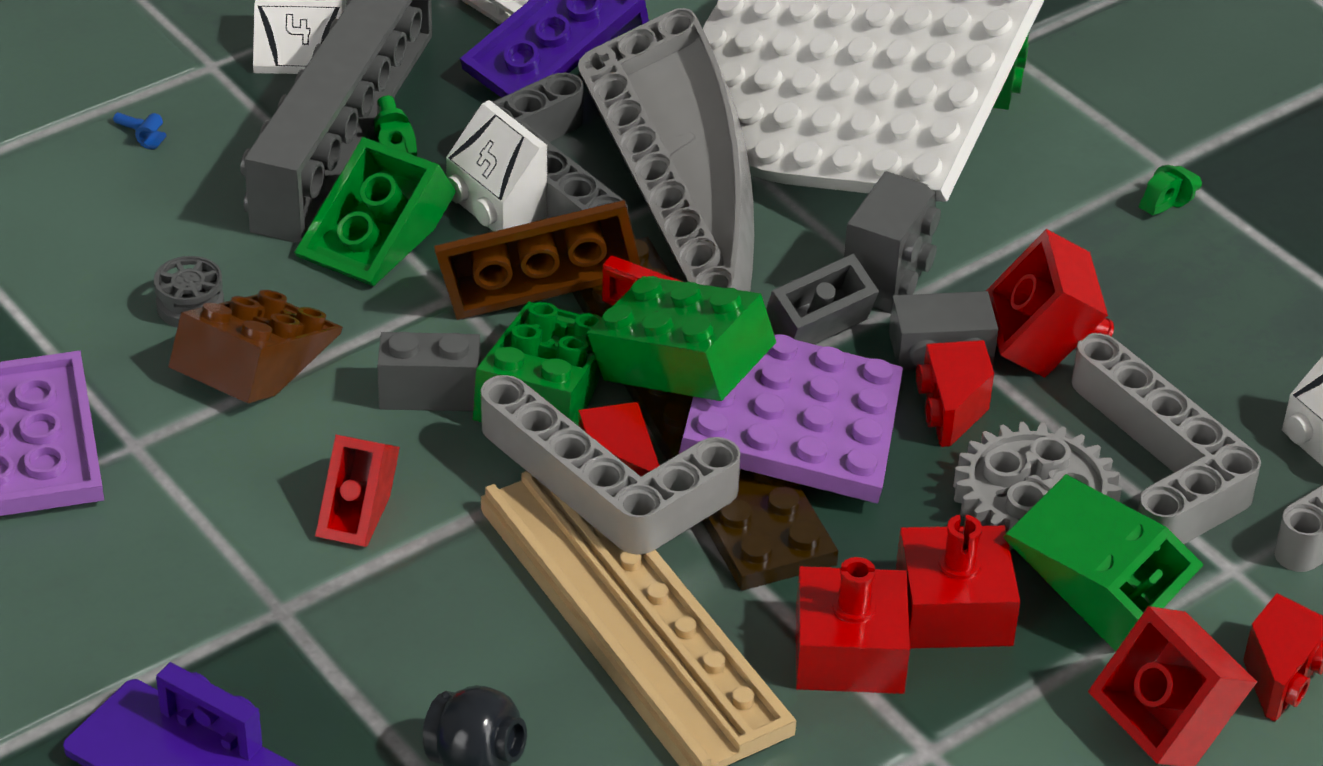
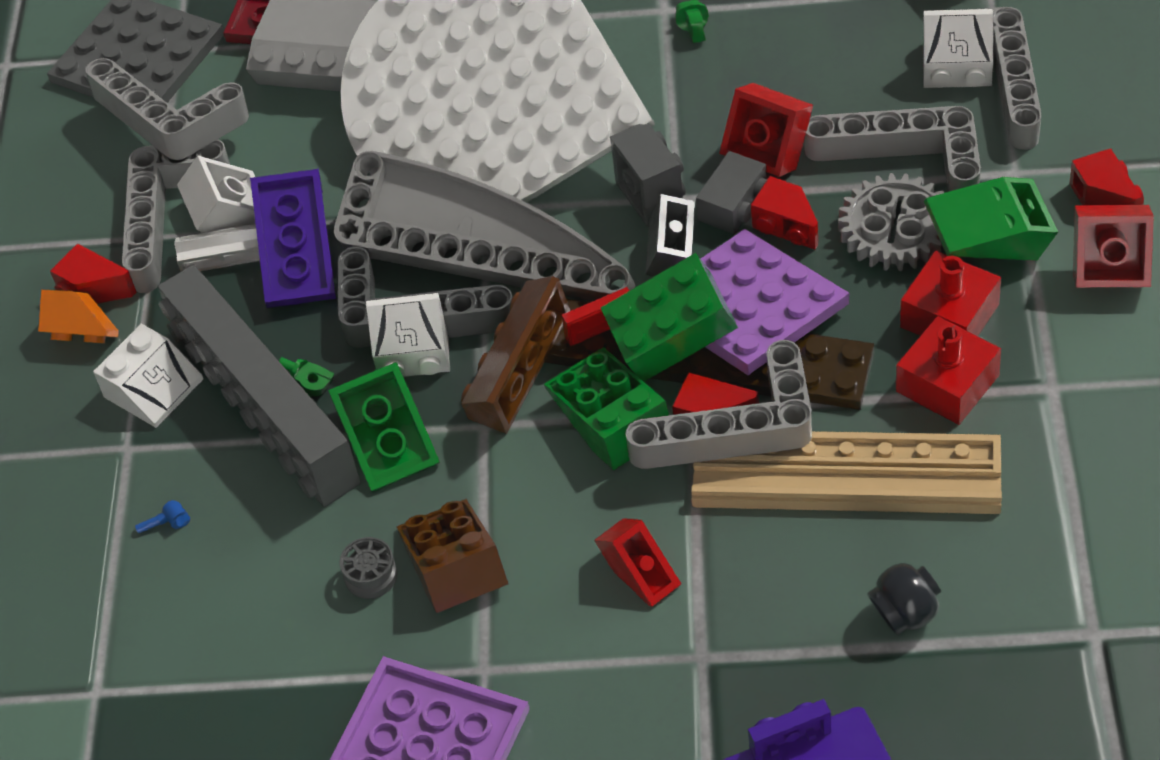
camera: 45 degrees left, 10 degrees up
(427, 371) = (562, 469): dark grey brick -> none

